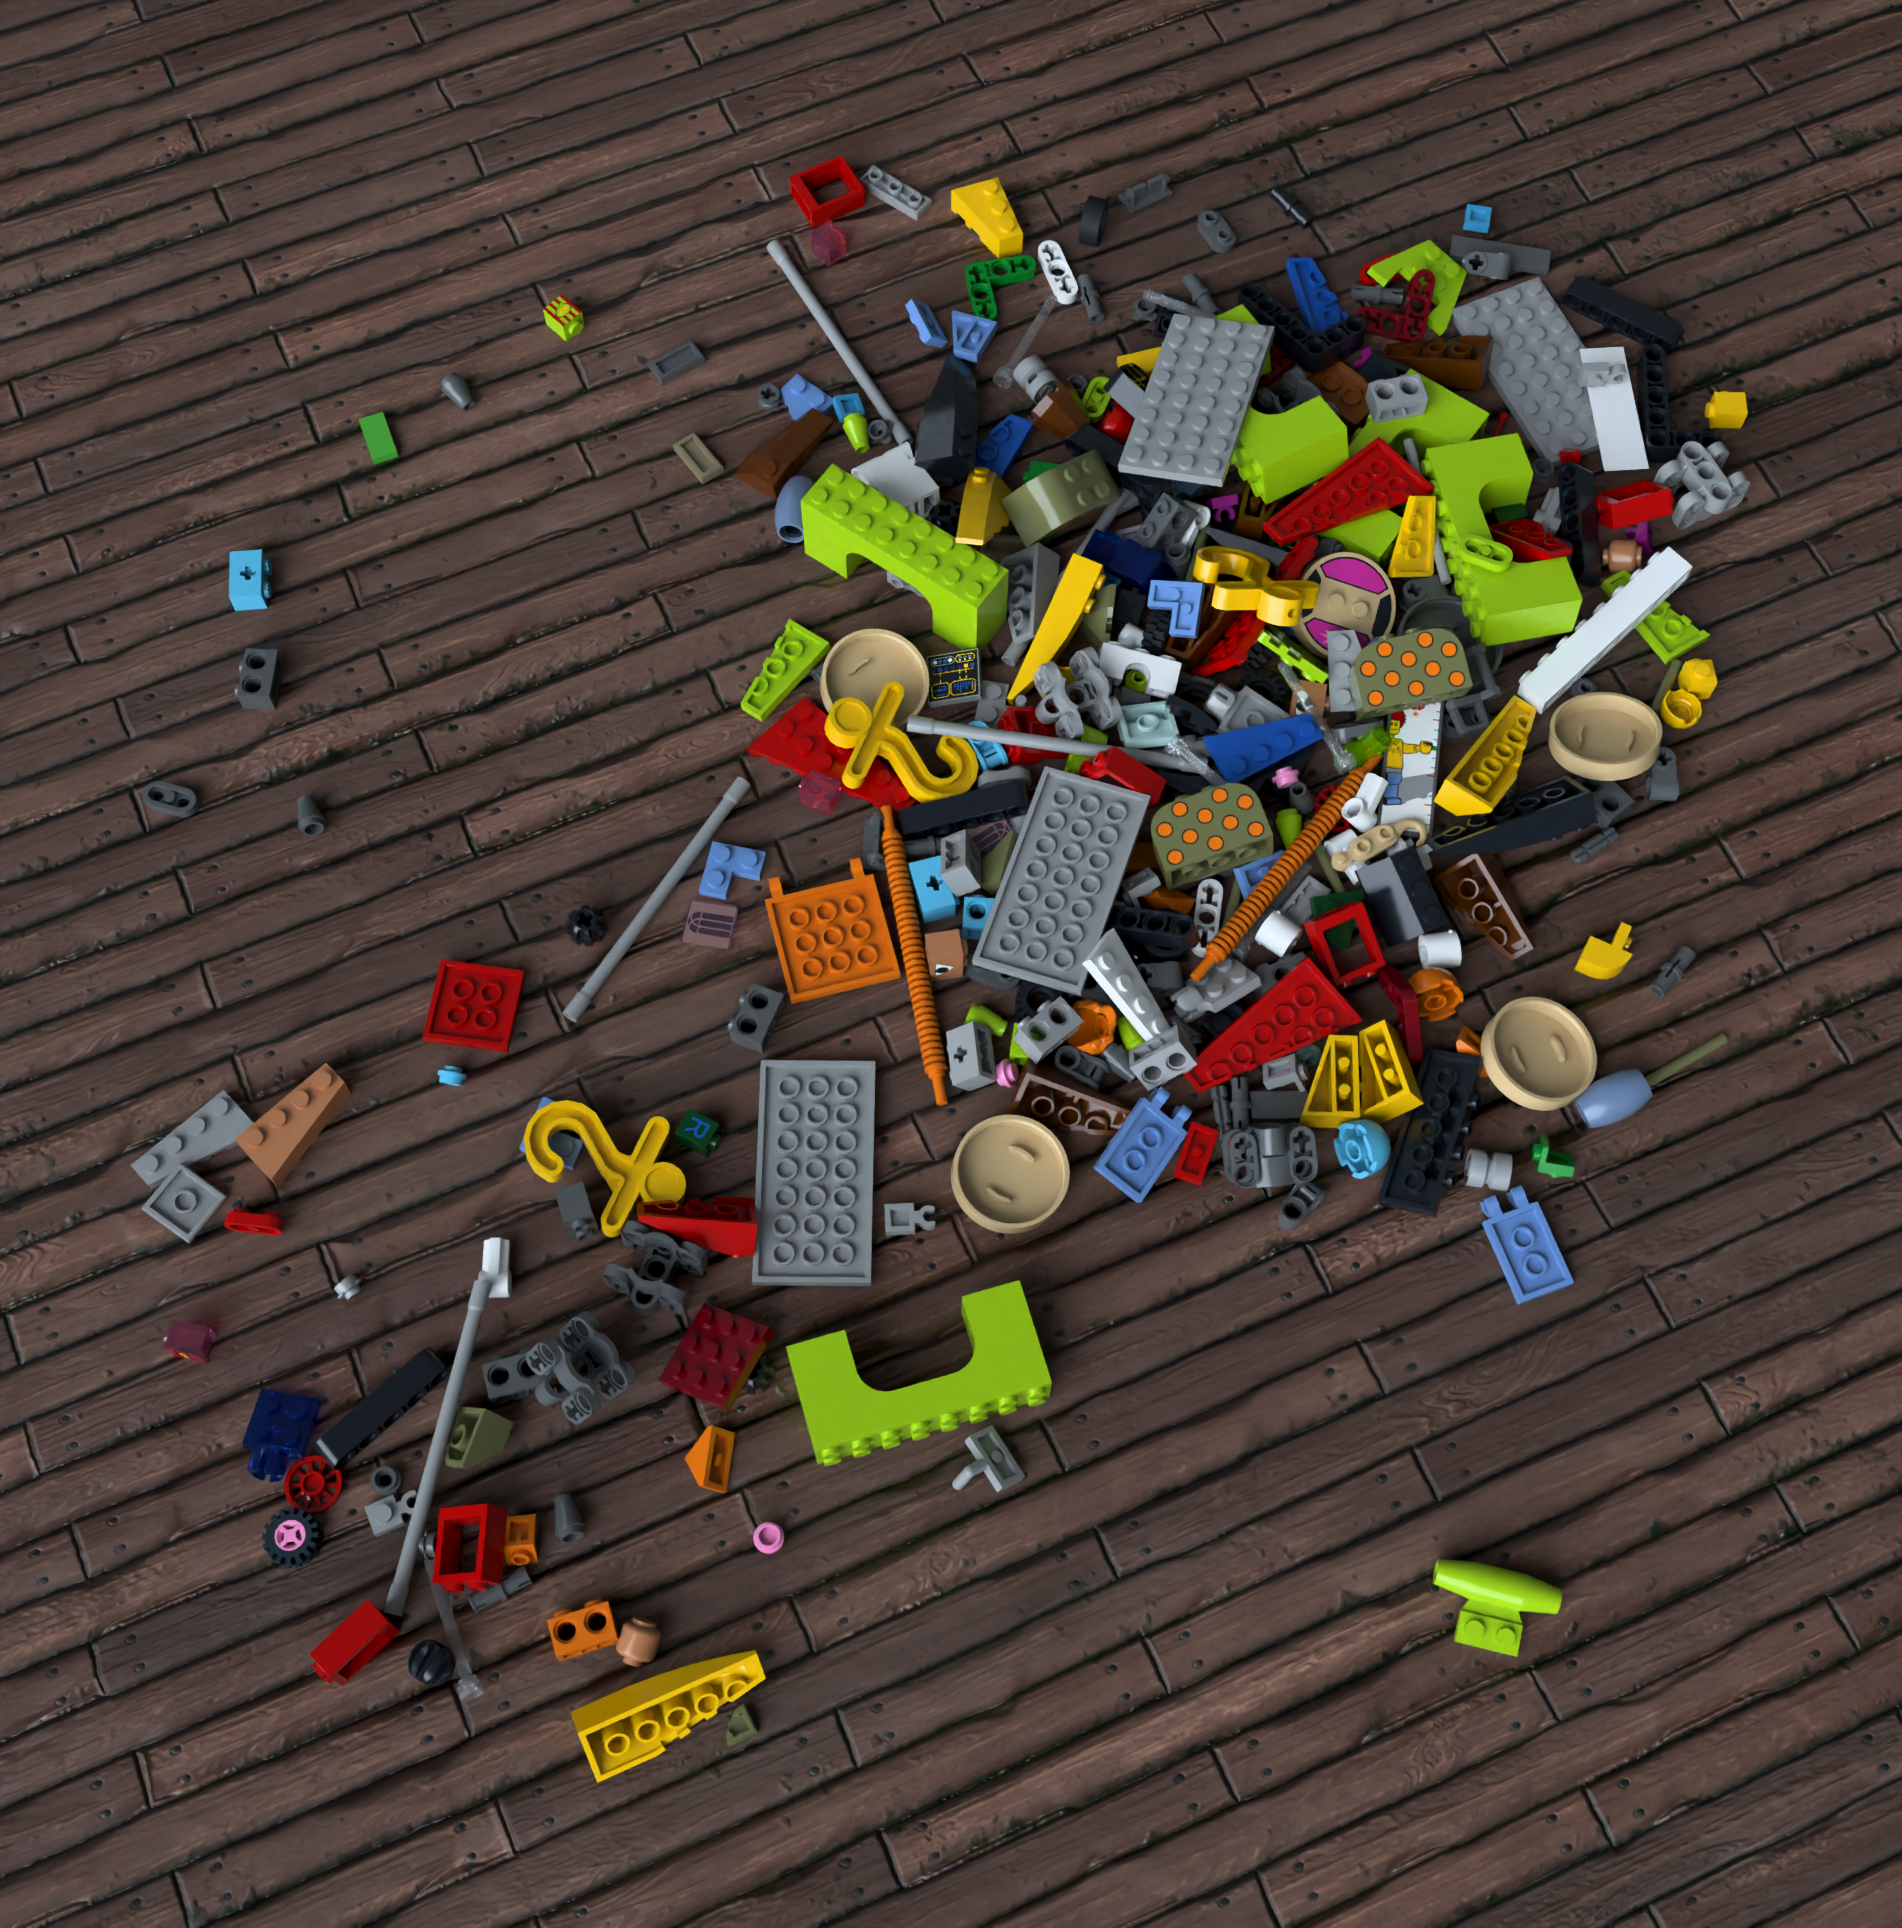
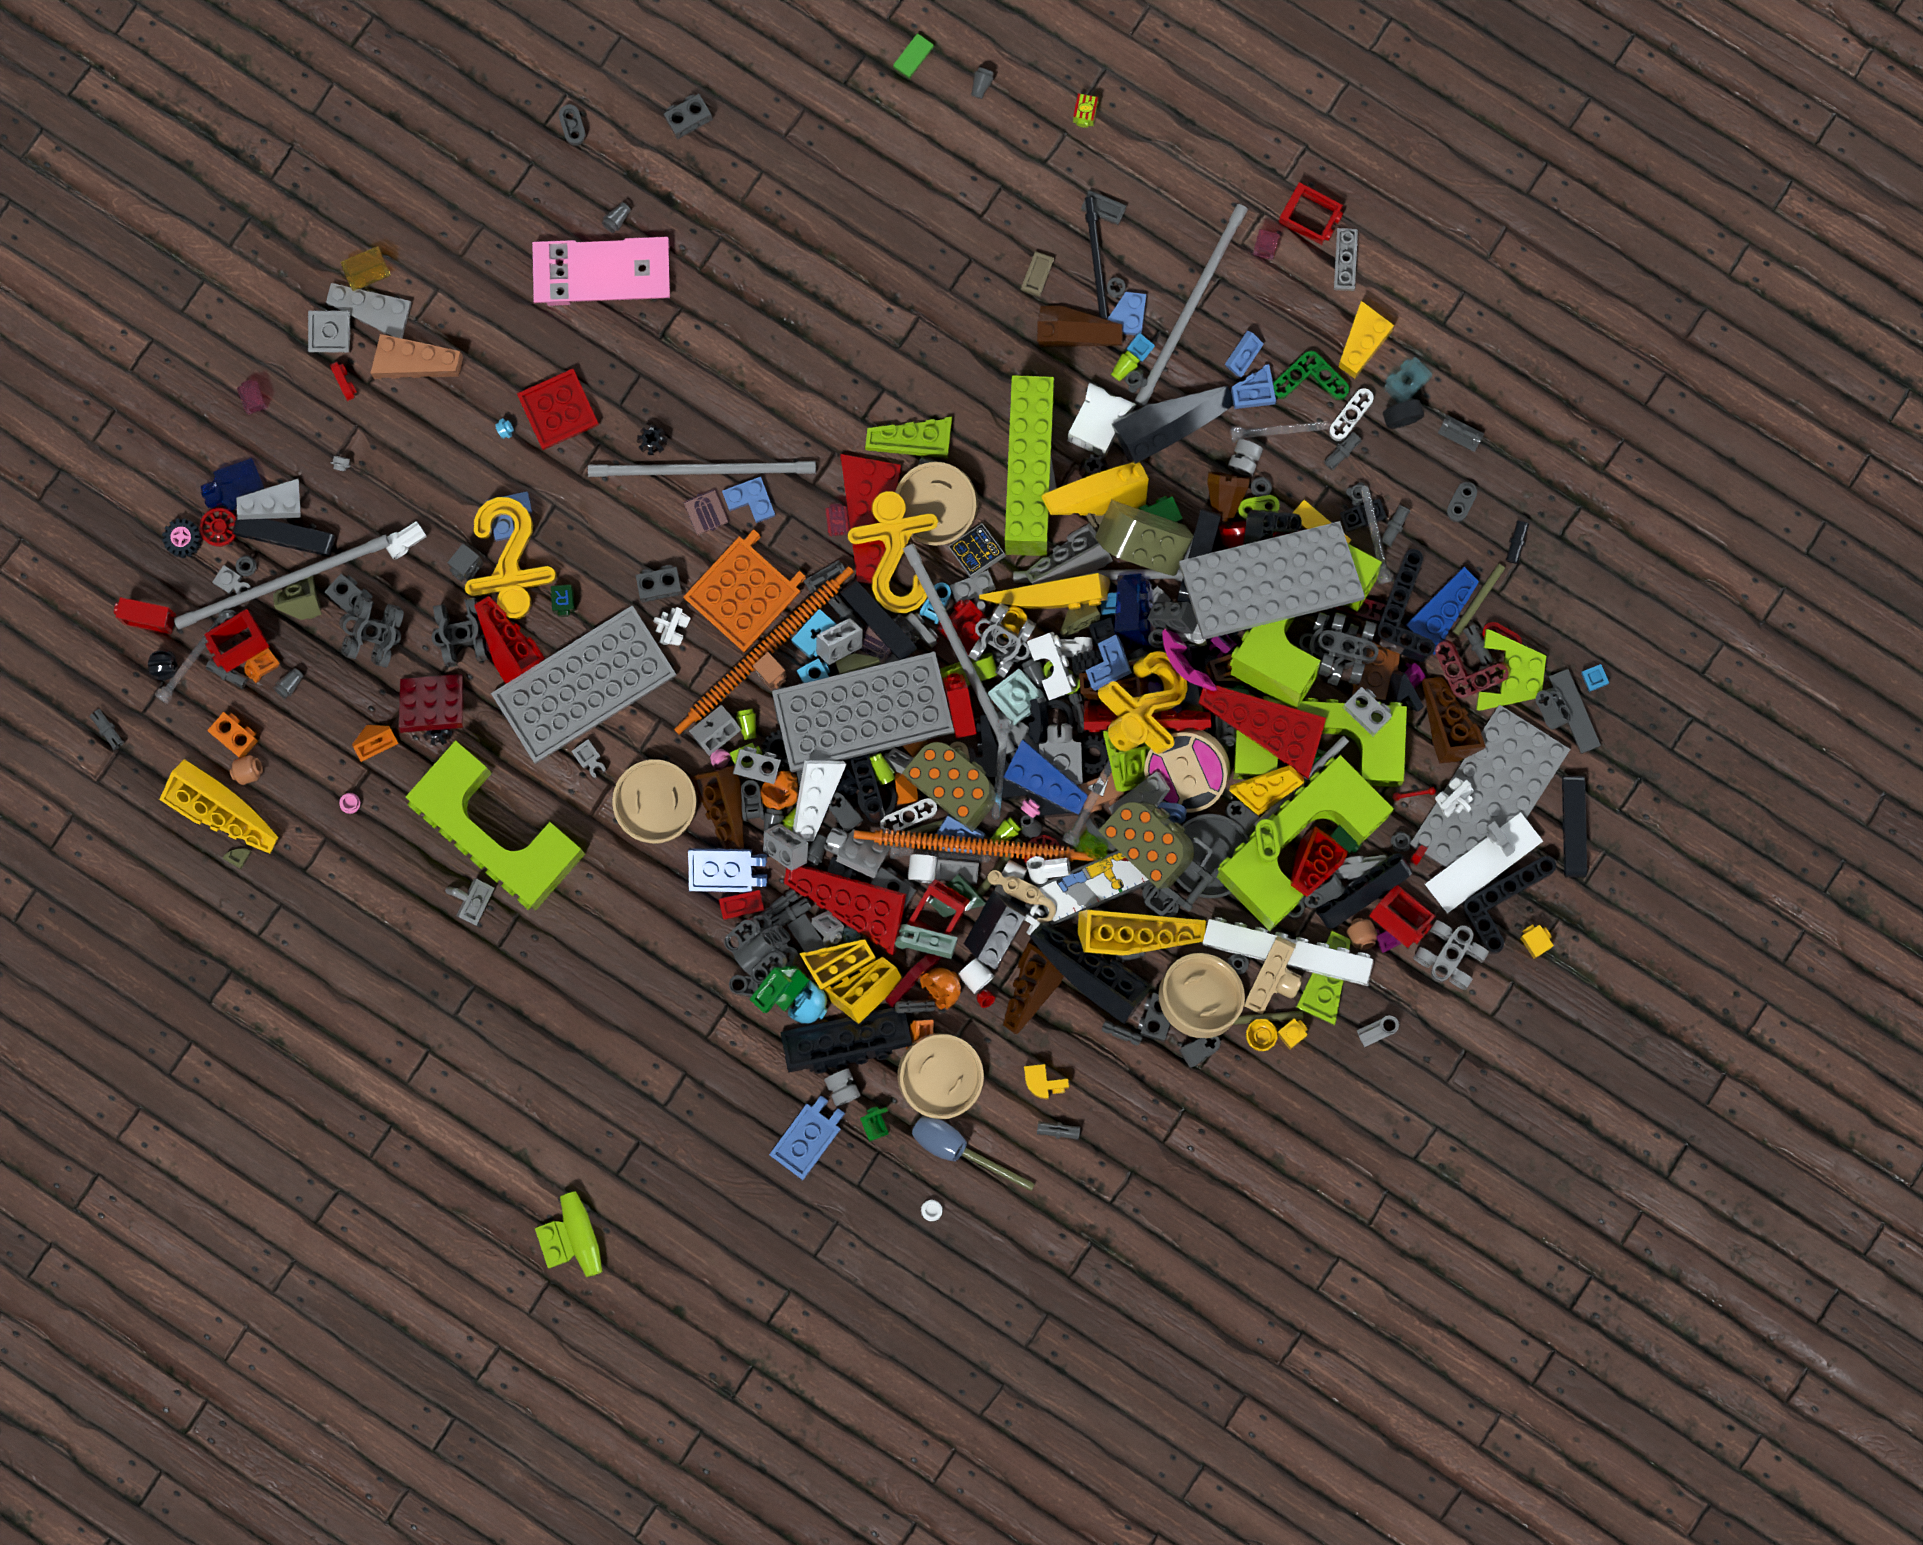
camera: 65 degrees right, 15 degrees up
(146, 1113) = (365, 268): none -> clear yellow piece
(249, 580) = (754, 46): medium azure brick -> none
(333, 1396) = (272, 502): none -> light grey wing
(354, 865) = (601, 270): none -> bright pink piece
(459, 1794) = (106, 729): none -> dark grey pin
(681, 374) = (1091, 218): none -> black bar
(788, 509) = (1037, 362): sand blue piece -> none
(812, 1034) = (675, 618): none -> white hips
(1003, 445) = (1174, 468): blue wing -> none
(1060, 205) = (1403, 392): none -> clear light blue brick
(1139, 899) = (881, 769): none -> lime cone
(1258, 523) = (1174, 649): none -> dark pink slope
(1317, 374) = (1335, 648): none -> dark grey piece
(1328, 272) = (1478, 600): none -> olive bar
(1334, 1161) = (780, 987): none -> green panel
(1373, 970) = (926, 941): none -> sand green plate
(1436, 1035) = (915, 1006): none -> dark grey axle
(1470, 959) = (985, 998): none -> red hinge
(1525, 380) = (1458, 799): none -> white hips
(1628, 650) = (1274, 977): none -> tan plate
(1691, 1162) = (931, 1210): none -> white tile
(1740, 600) = (1376, 1031): none -> light grey piece

